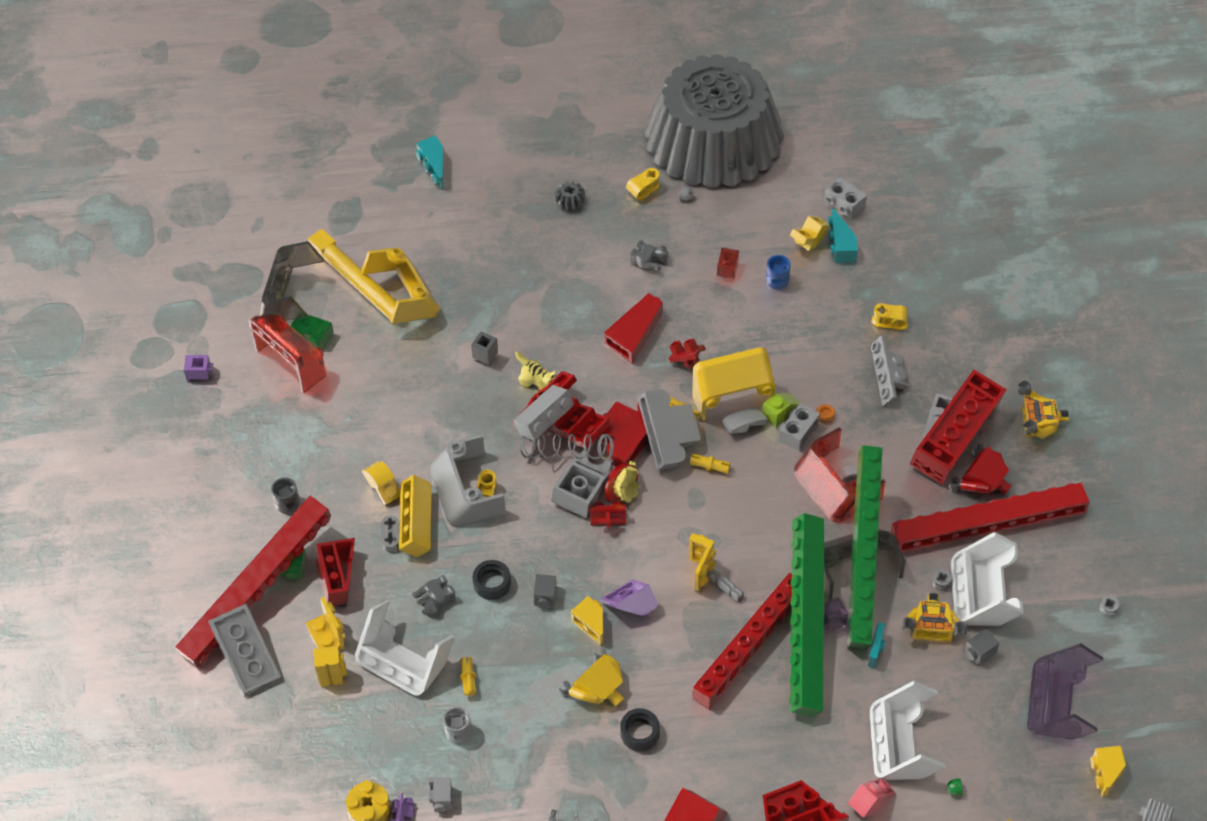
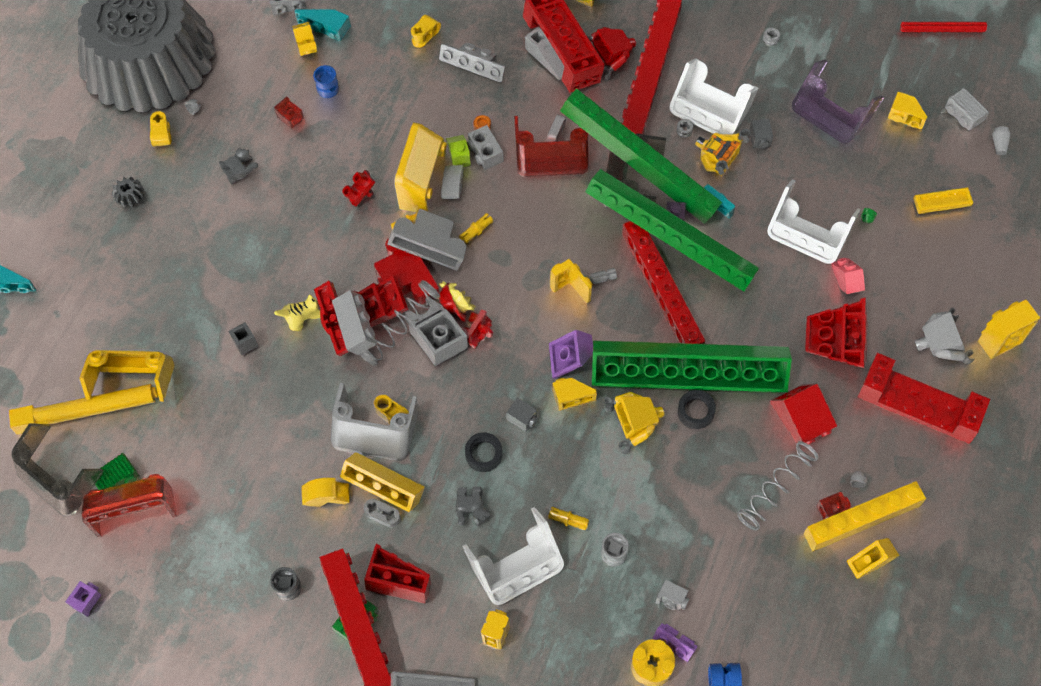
camera: 60 degrees left, 10 degrees up
(326, 629) = (452, 614): yellow bracket -> none
(634, 328) = (306, 216): red slope -> none
(676, 700) = (691, 366): none -> green brick

